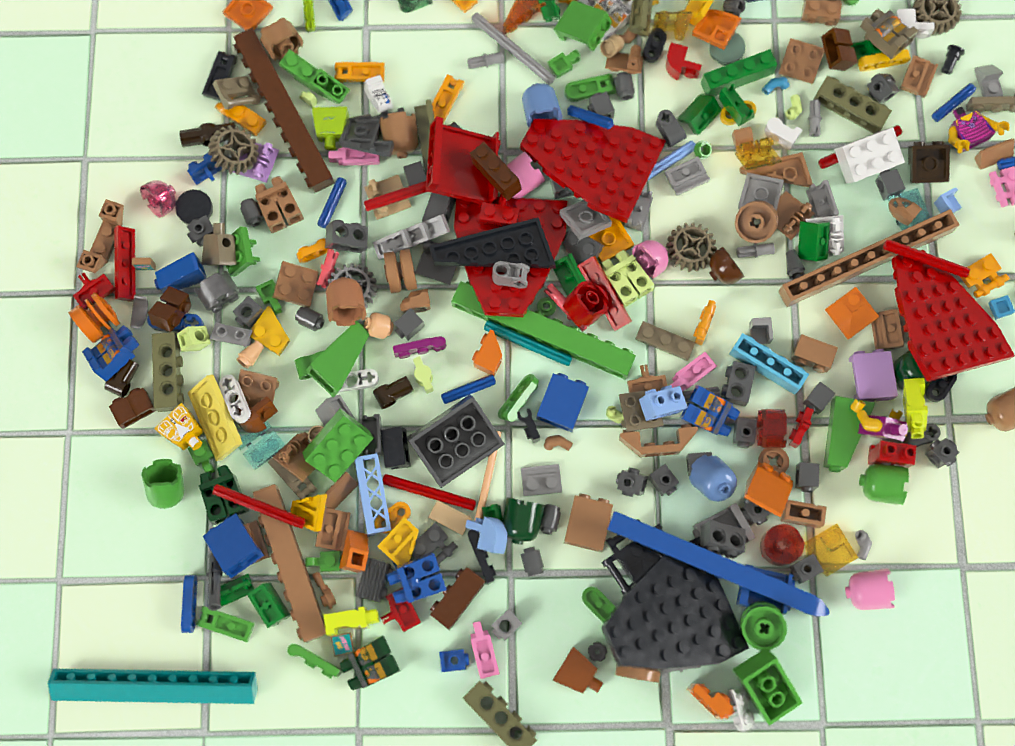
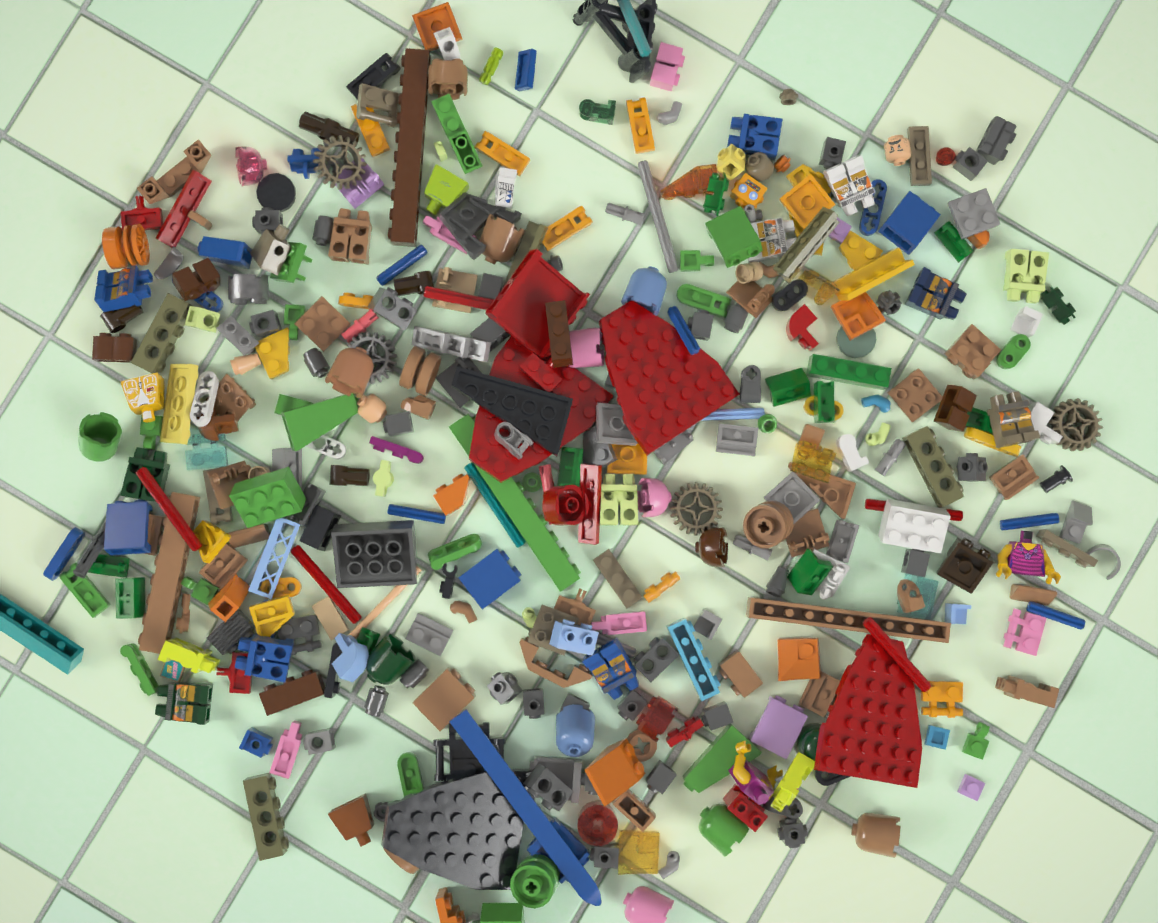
camera: 25 degrees right, 10 degrees up
(264, 13) = (447, 44): none -> white leg
(352, 210) = (413, 284): none -> dark brown piece

